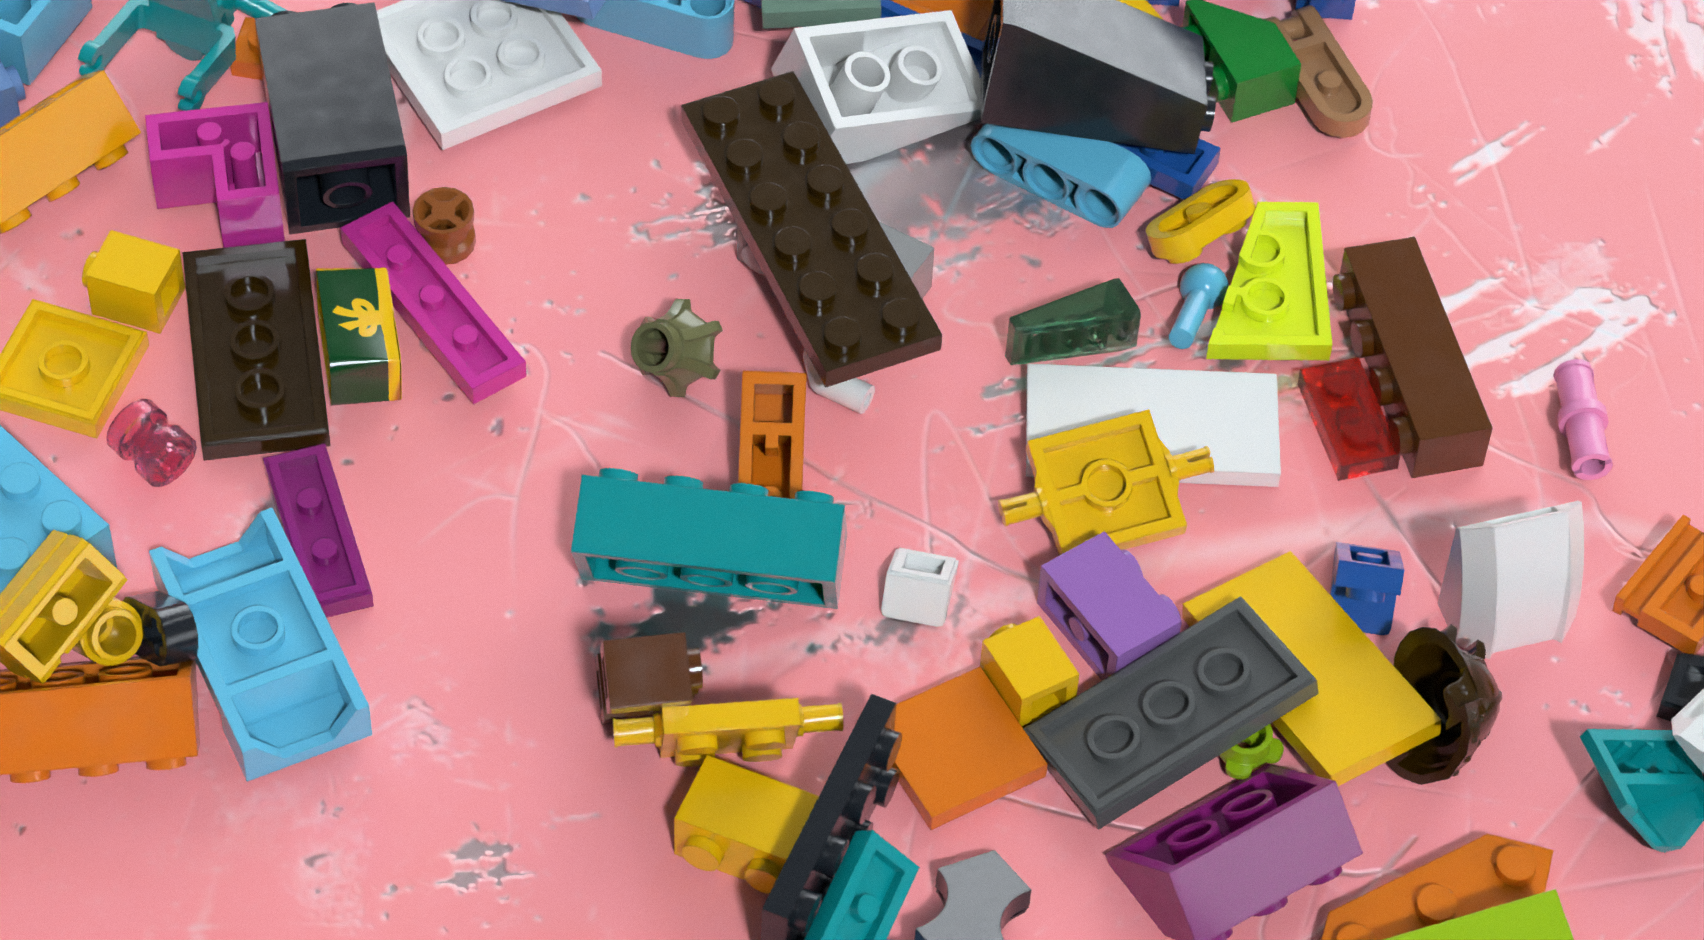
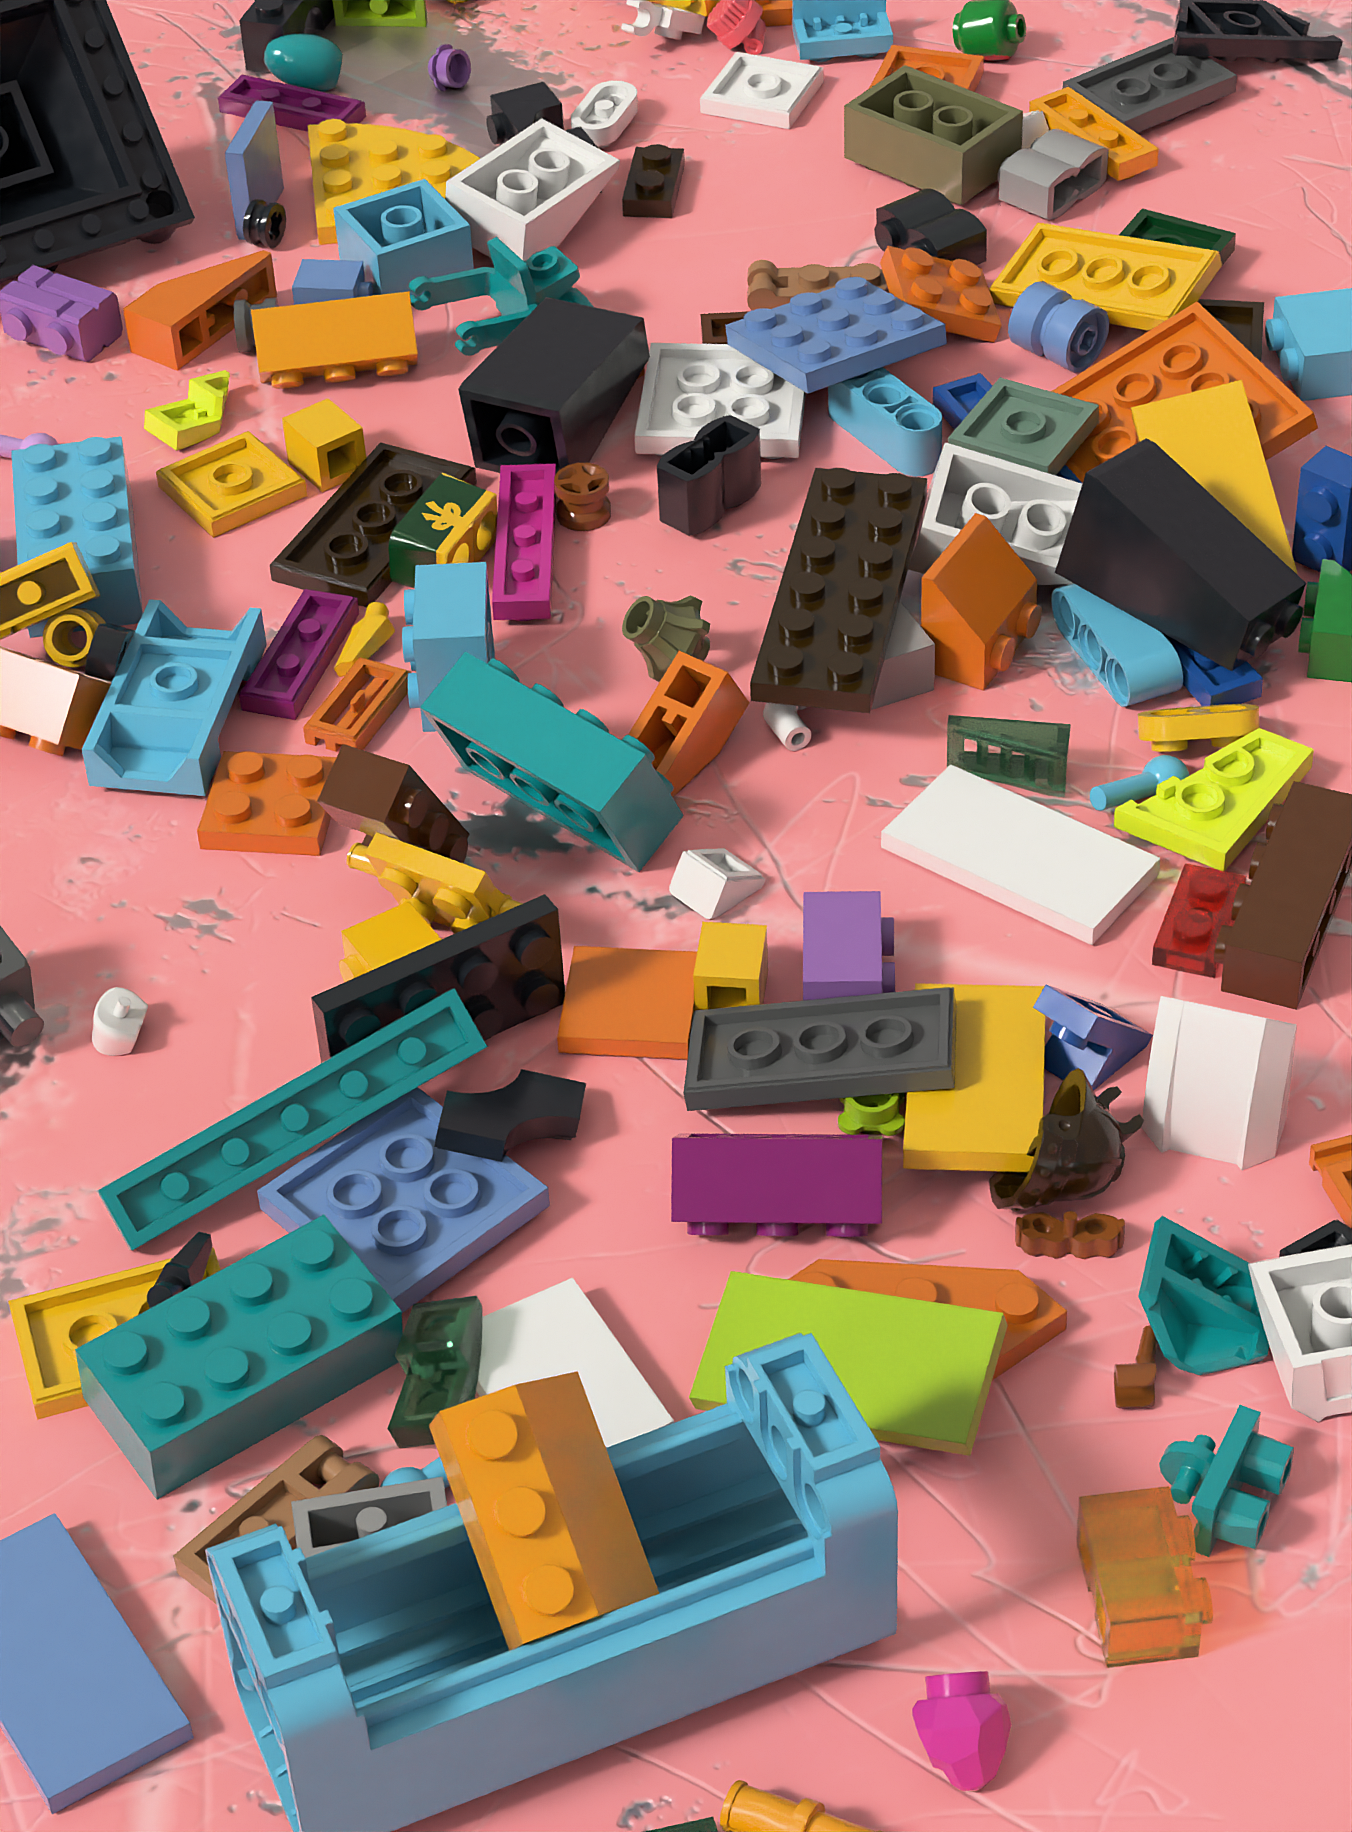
camera: 40 degrees right, 10 degrees down
(144, 436) = (234, 545): clear pink wheel -> none
(221, 159) = (425, 387): dark pink brick -> none
(370, 484) = (366, 637): none -> yellow bar
(435, 604) = (368, 707): none -> orange tile
(444, 710) = (266, 804): none -> orange plate
(500, 460) = (448, 617): none -> medium azure brick
(562, 150) = (709, 475): none -> black brick
(935, 186) = (978, 605): none -> orange slope
(1107, 480) = (928, 867): yellow plate -> none
(1506, 769) = (1084, 1238): none -> dark orange piece
(1650, 882) = (1136, 1380): none -> dark orange hand

